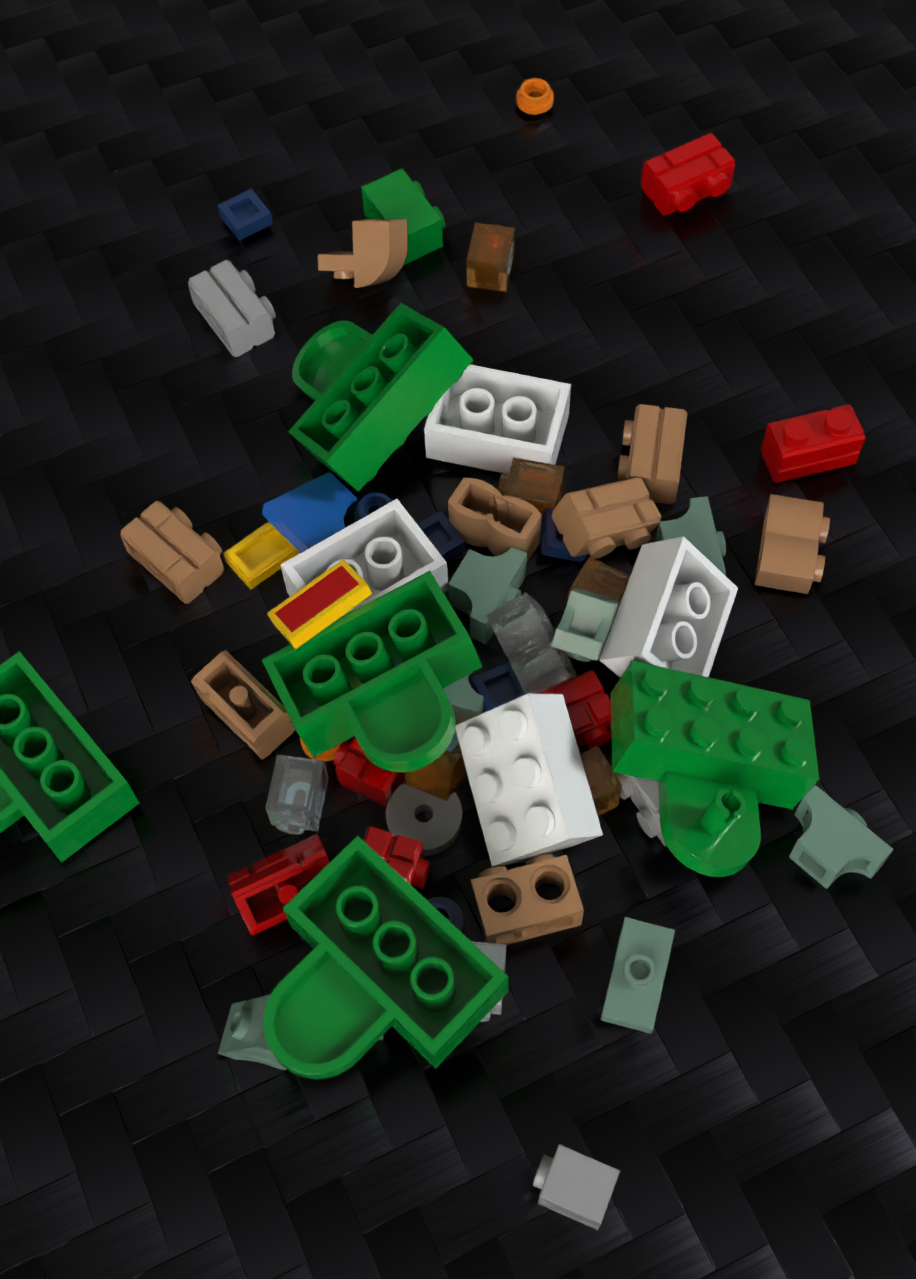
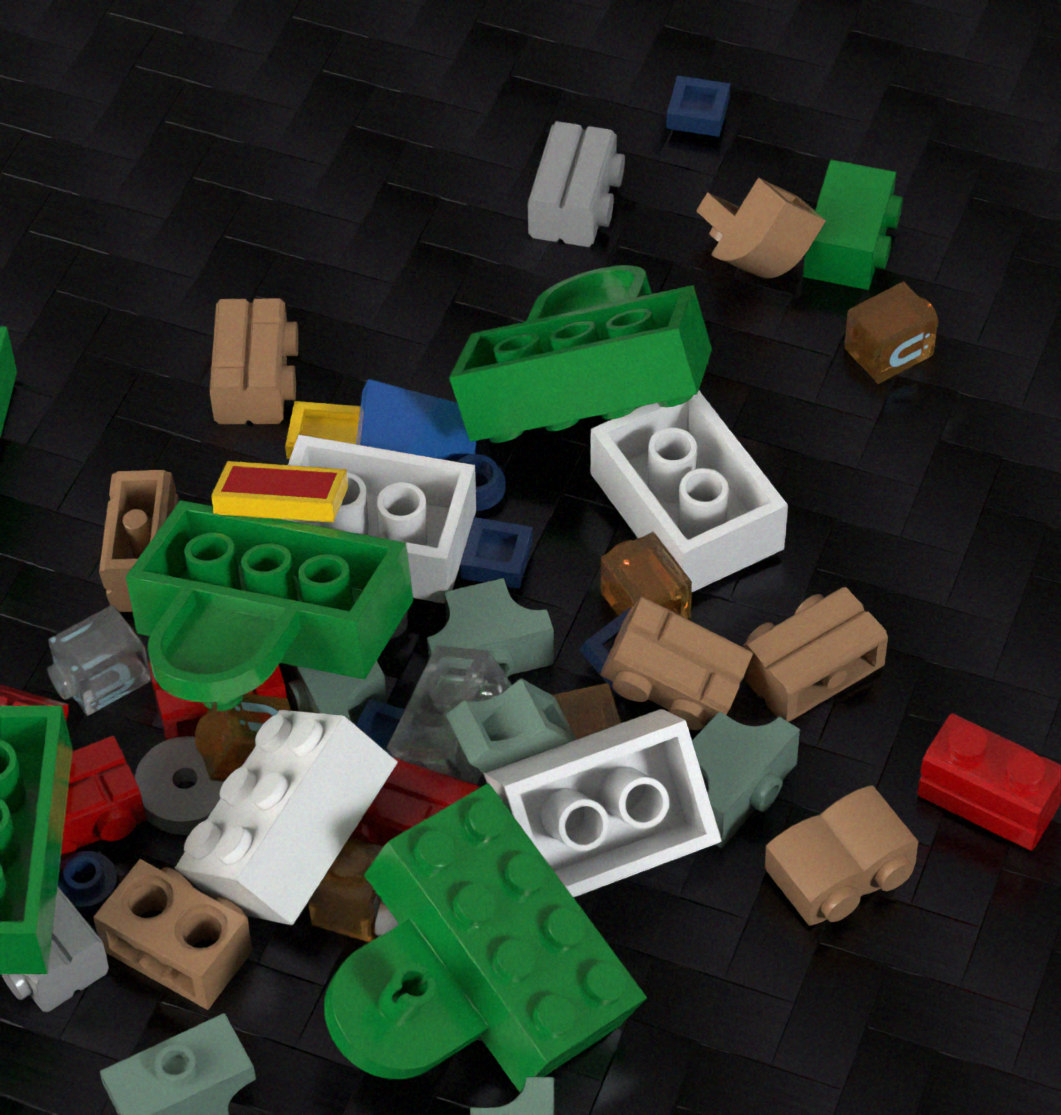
camera: 45 degrees right, 10 degrees down
(493, 520) = (564, 574): medium nougat brick -> none

